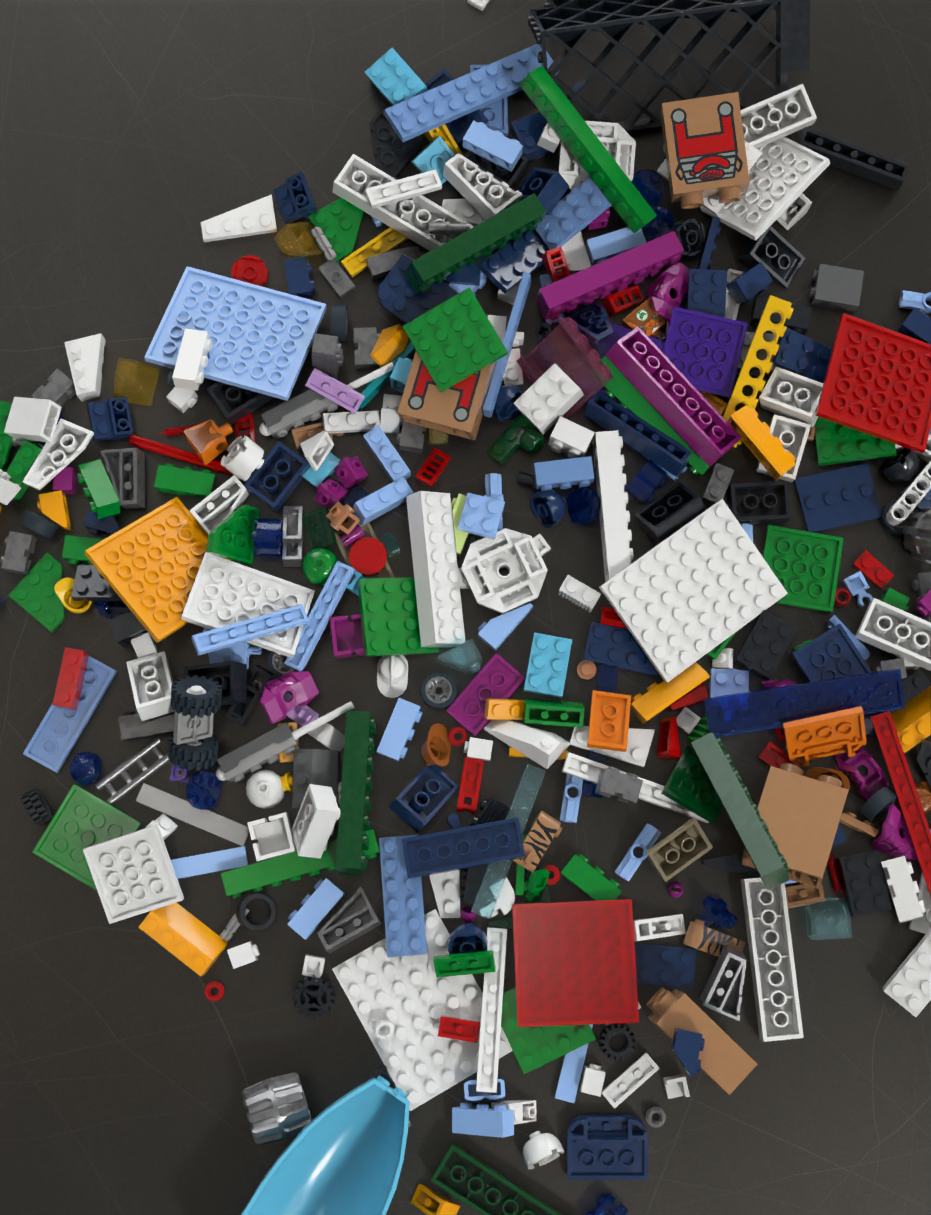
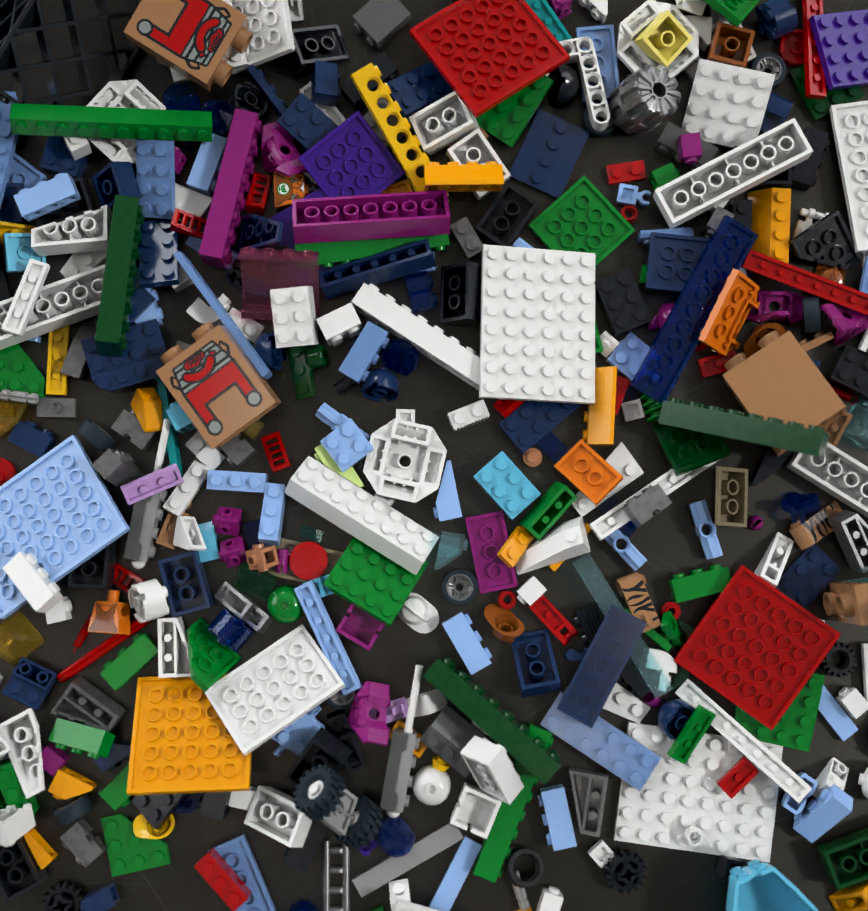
camera: 50 degrees left, 5 degrees up
(249, 629) = (296, 705): light blue tile -> none
(447, 228) = (88, 287): flat silver pin -> none
(455, 340) = (188, 355): green plate -> none
(669, 739) = (636, 436): red slope -> none

